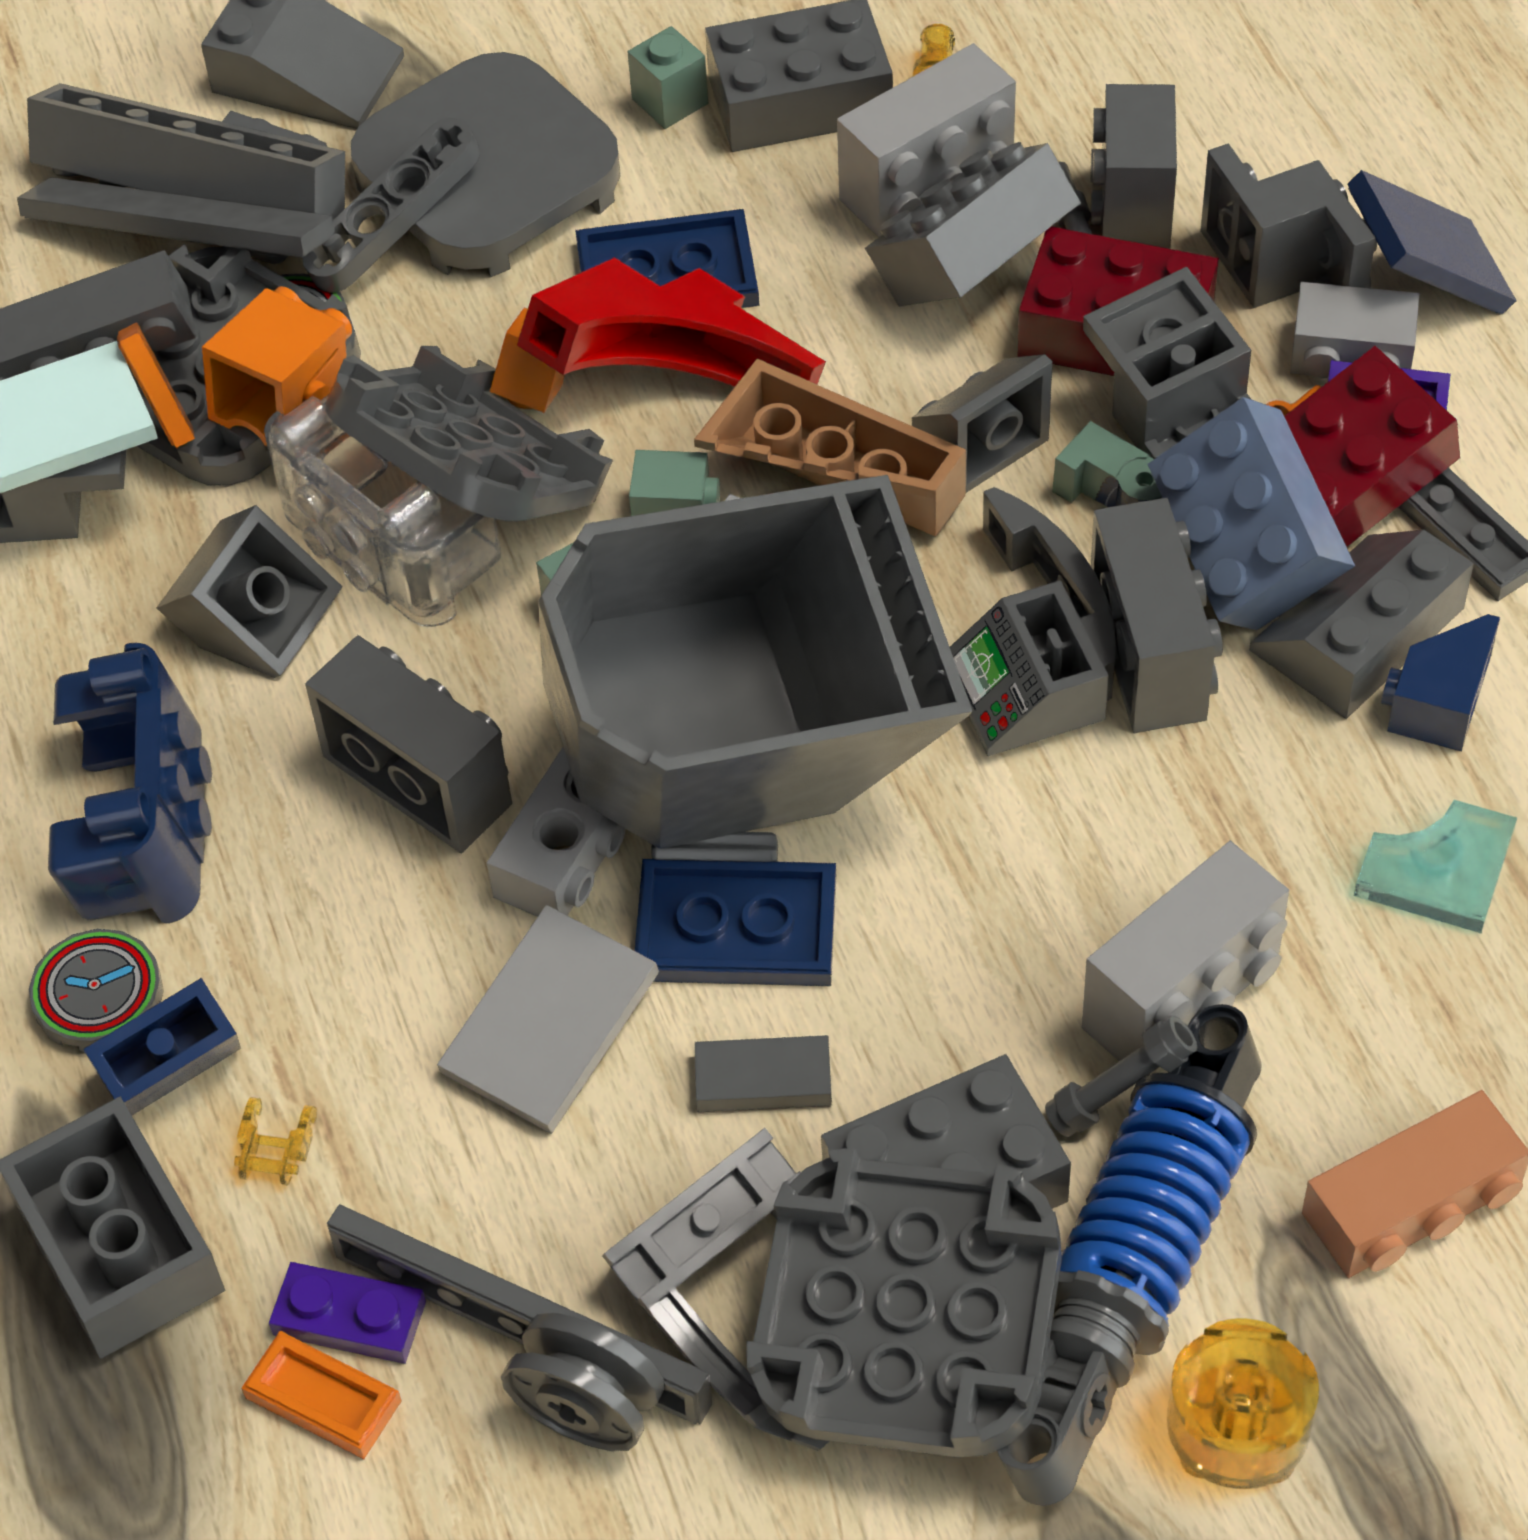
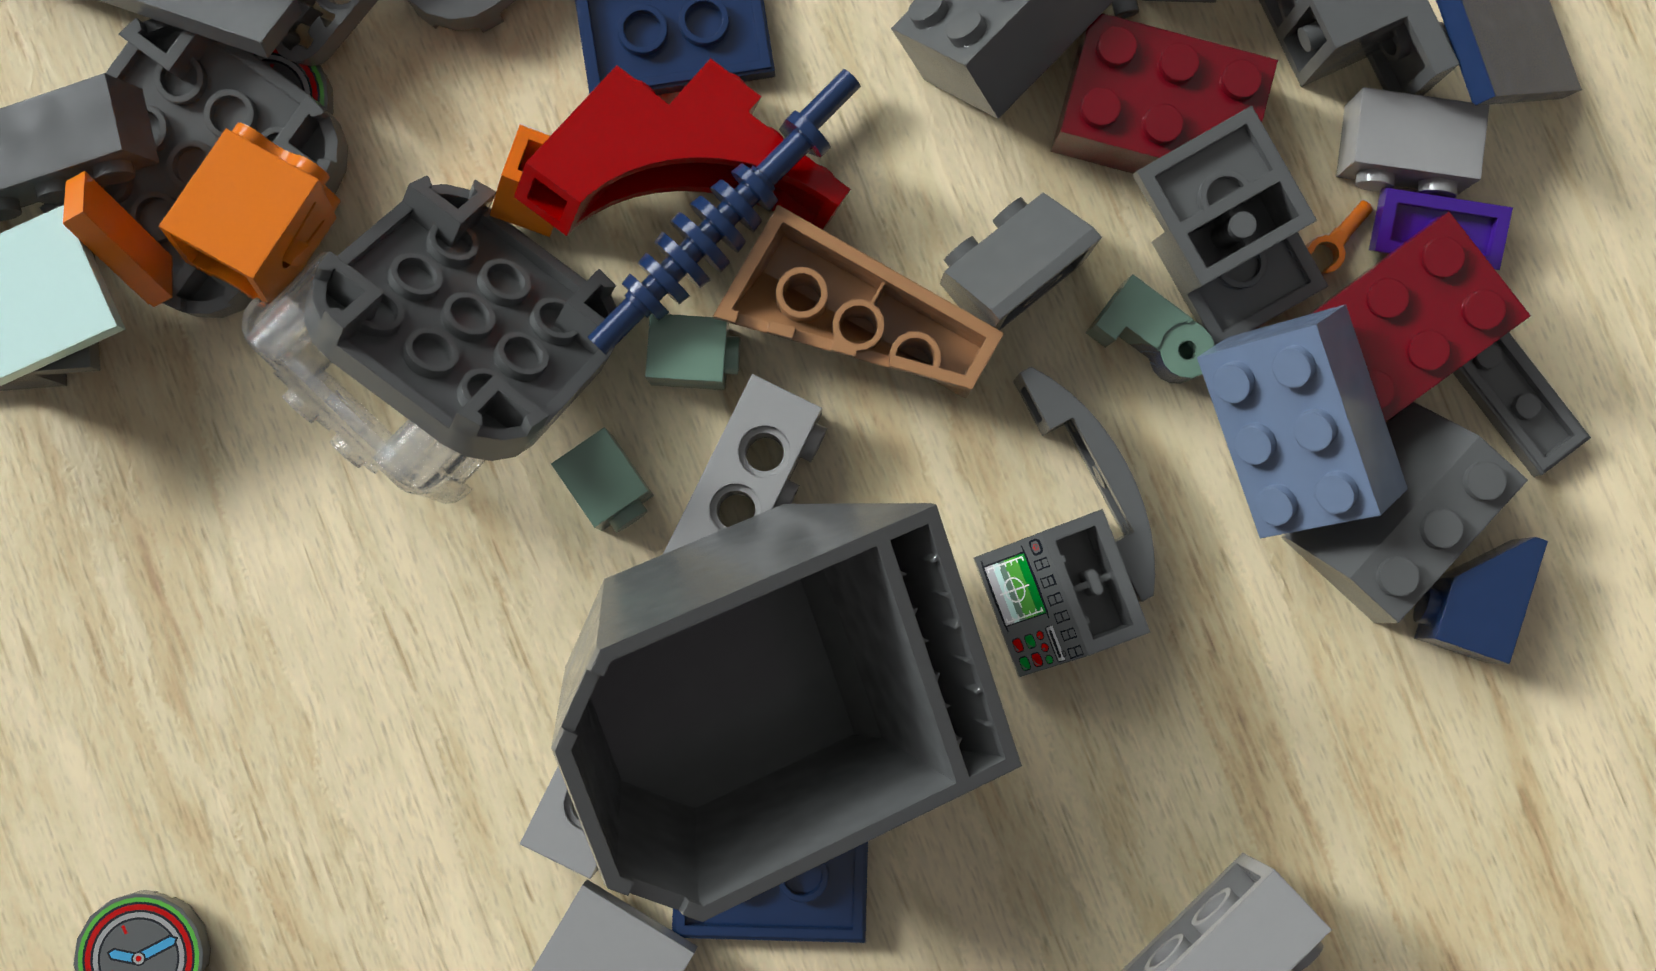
camera: 10 degrees left, 30 degrees up
(144, 841) = (182, 742): dark blue container -> none
(250, 593) = (251, 483): dark grey slope -> none
(410, 742) = (430, 695): dark grey brick -> none
(700, 373) = (719, 222): none -> dark blue piece
(1157, 614) = (1199, 536): dark grey brick -> none
(1441, 870) = (1464, 810): clear light blue tile -> none

